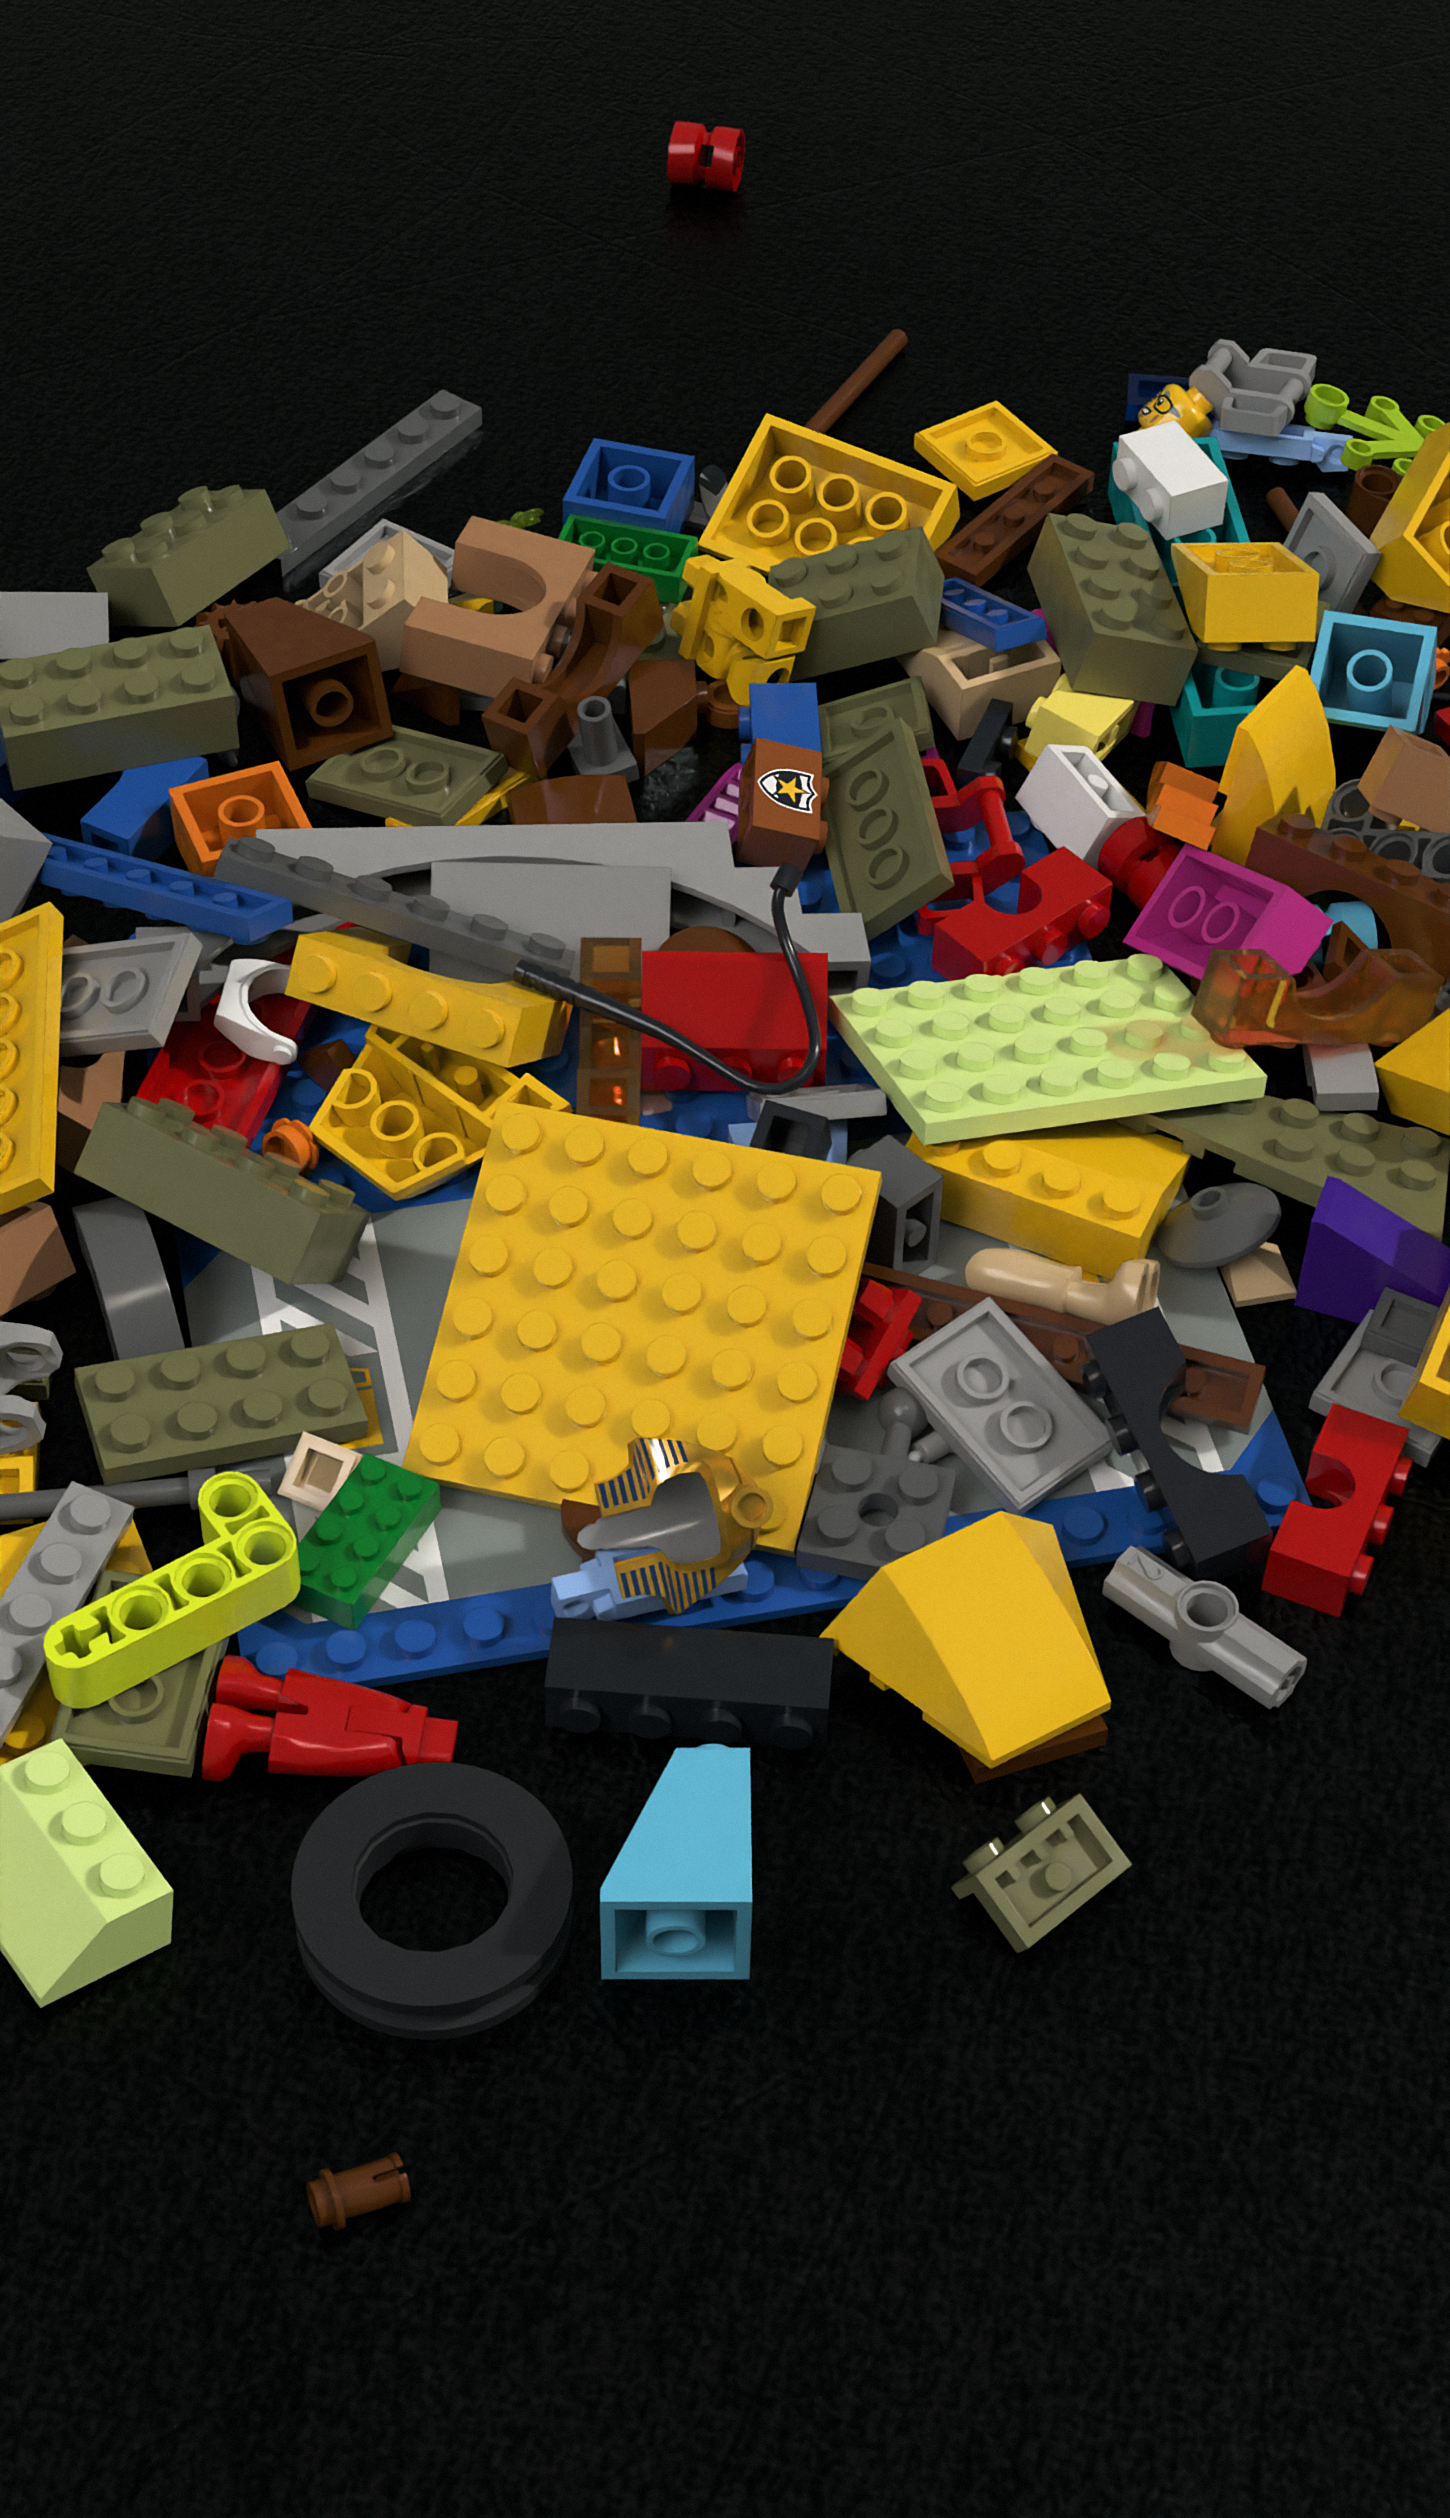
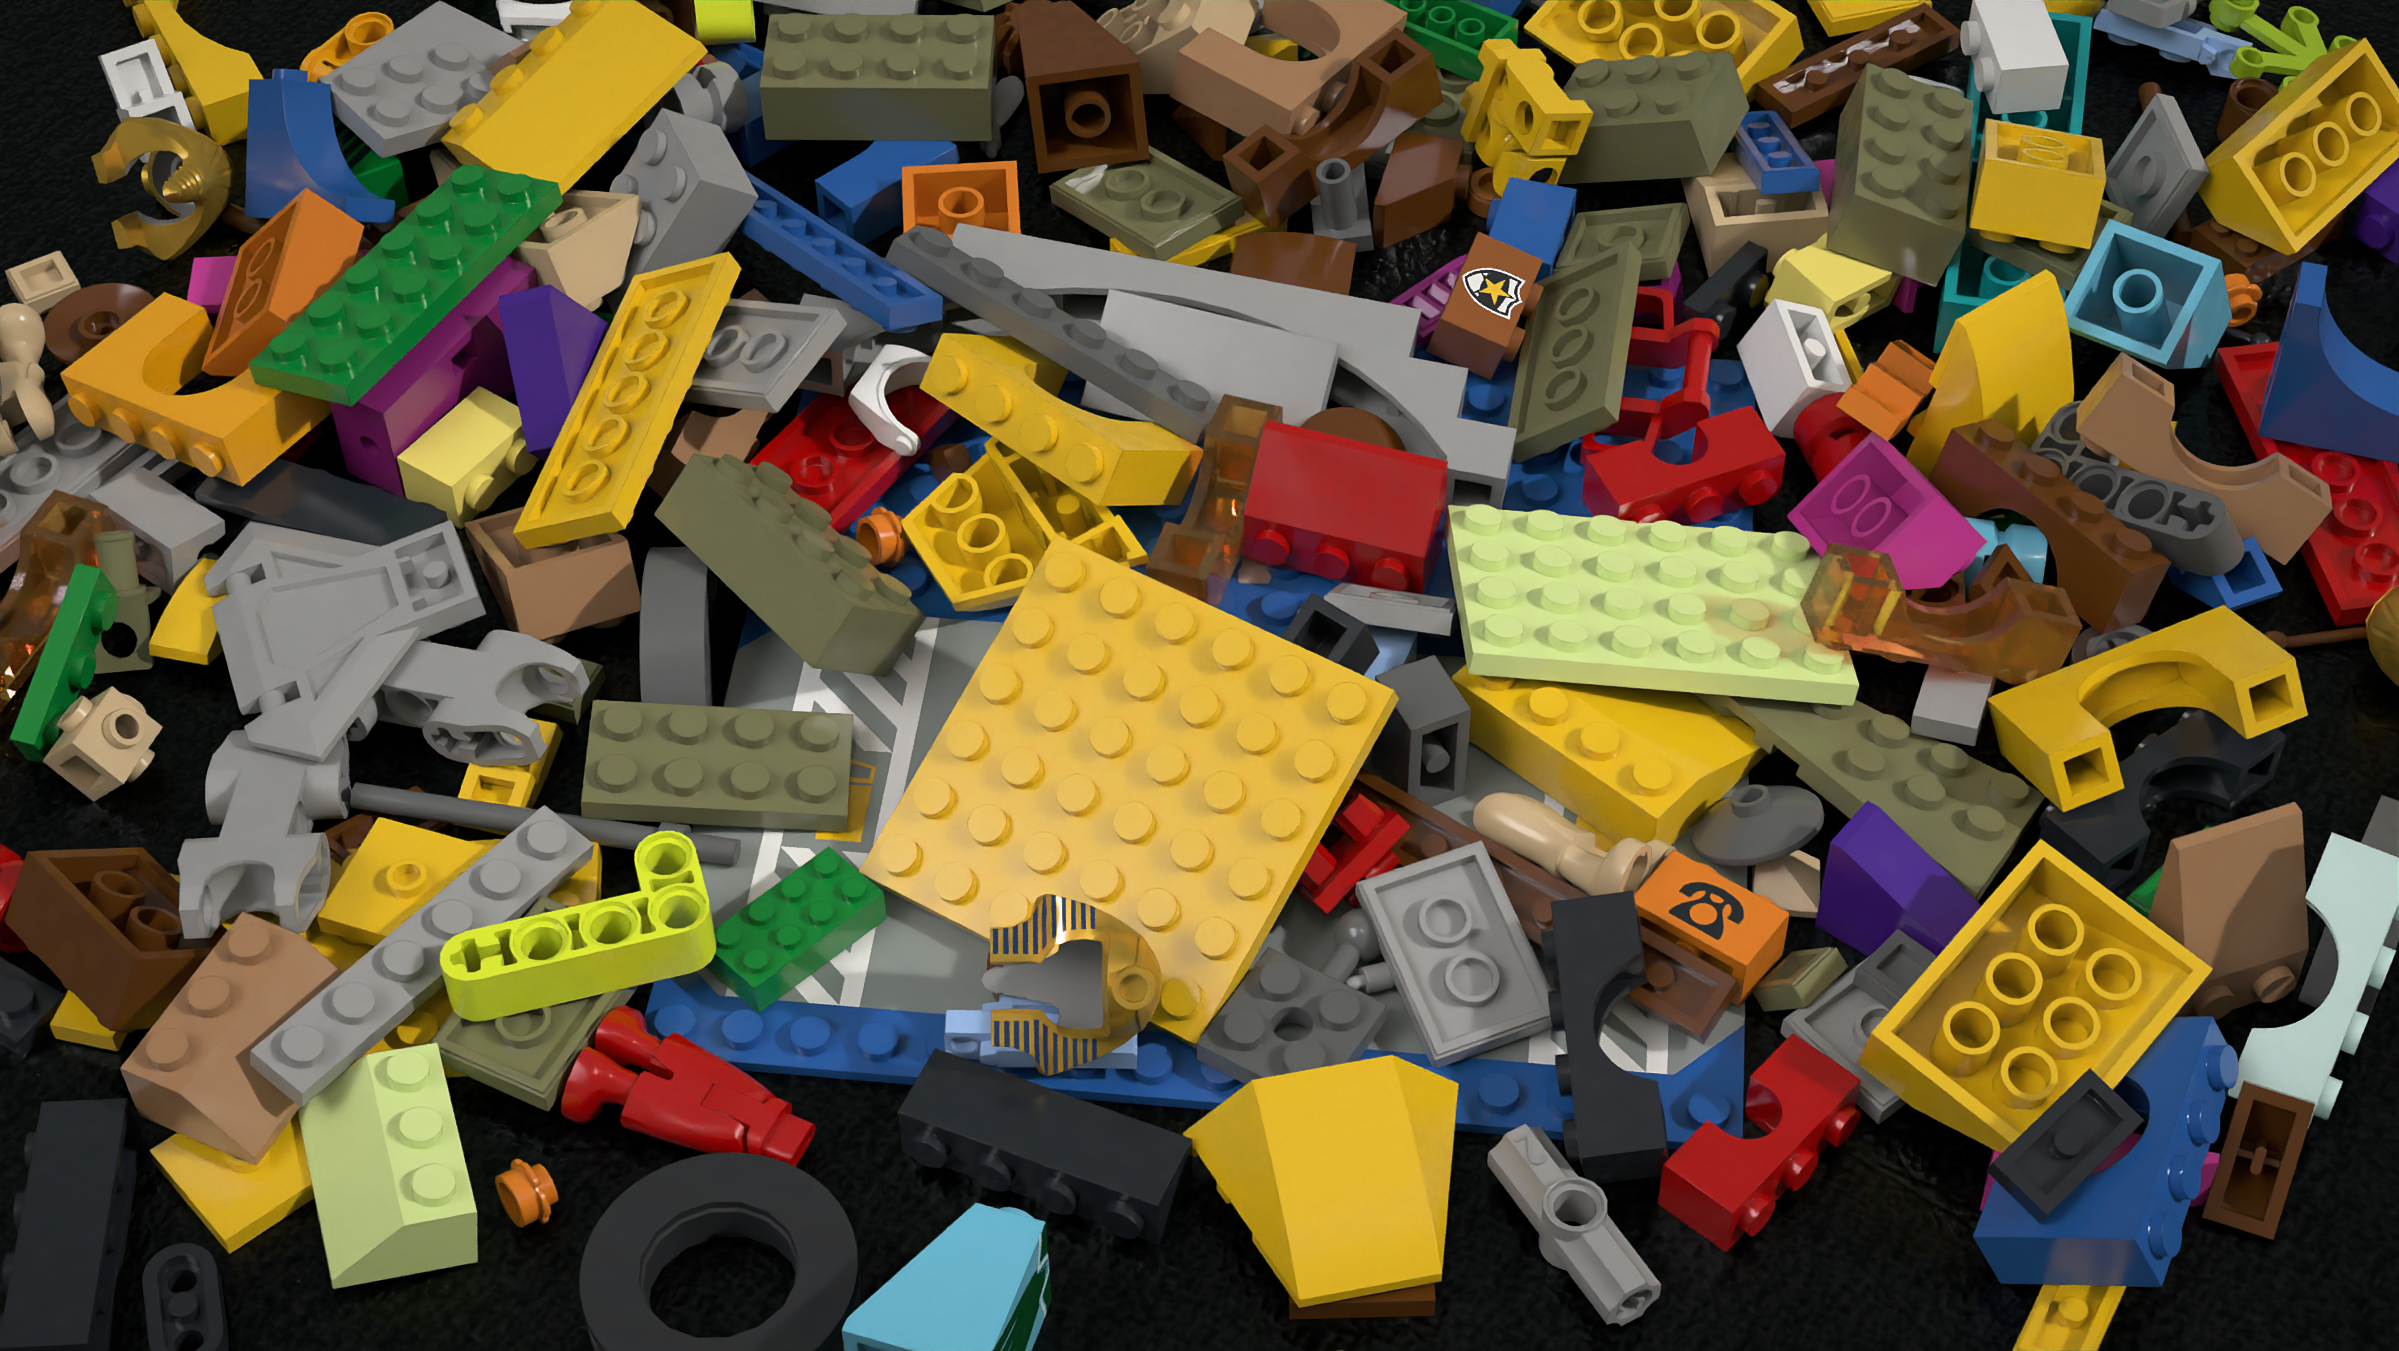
camera: 20 degrees right, 0 degrees up
(198, 1862) = (526, 1193): none -> orange plate
(317, 1471) = (781, 850): tan slope -> none
(598, 1003) = (1218, 466): black piece -> none
(1221, 1315) = (1713, 920): none -> orange brick
(1309, 1355) = (1799, 979): none -> olive tile

